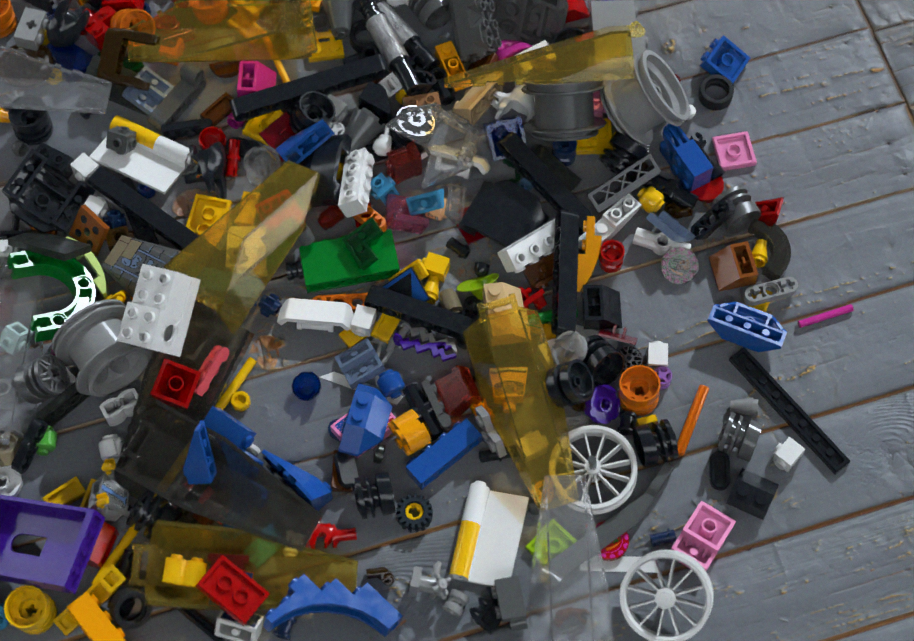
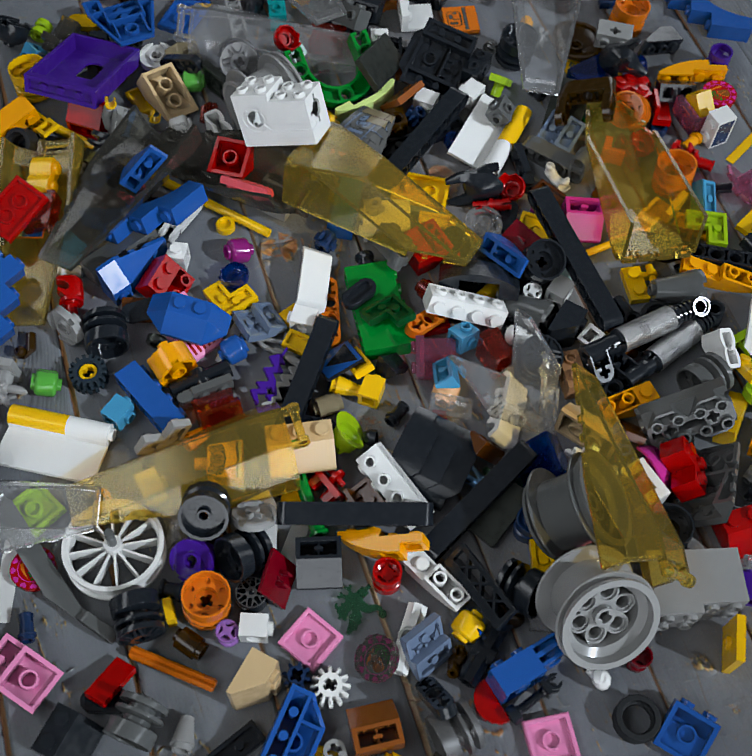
camera: 85 degrees right, 5 degrees down
(19, 330) = (286, 38): none -> red hair
(62, 465) = (166, 92): none -> tan slope
(75, 139) = (499, 83): none -> lime tile
(87, 426) = (206, 108): none -> clear red arm
(206, 98) = (560, 183): none -> white piece
(276, 384) = (238, 250): none -> magenta head
(282, 440) = (180, 254): none -> white brick
(312, 450) = (164, 276): none -> red slope
(337, 391) = (237, 300): none -> yellow plate
(339, 271) = (358, 294): none -> black tile
(365, 533) = (66, 324): none -> light grey plate
(410, 250) = (390, 365): none -> black tile
(425, 550) = (45, 382): none -> bright green head
(456, 480) = (119, 412): none -> dark azure brick
(495, 174) = (486, 448): none -> reddish brown slope
(518, 29) = (686, 468): none -> red brick
(631, 284) = (355, 602): none -> clear green piece
(660, 19) = (734, 643): none -> yellow plate
(663, 317) = (310, 640): none -> bright pink tile
(672, 405) = (190, 643): none -> dark brown brick
(696, 329) = (299, 671): none -> dark blue gear
(704, 294) = (335, 679): none -> white gear
(706, 463) = (110, 682): none -> red tile
(708, 346) = (255, 681): none -> tan slope

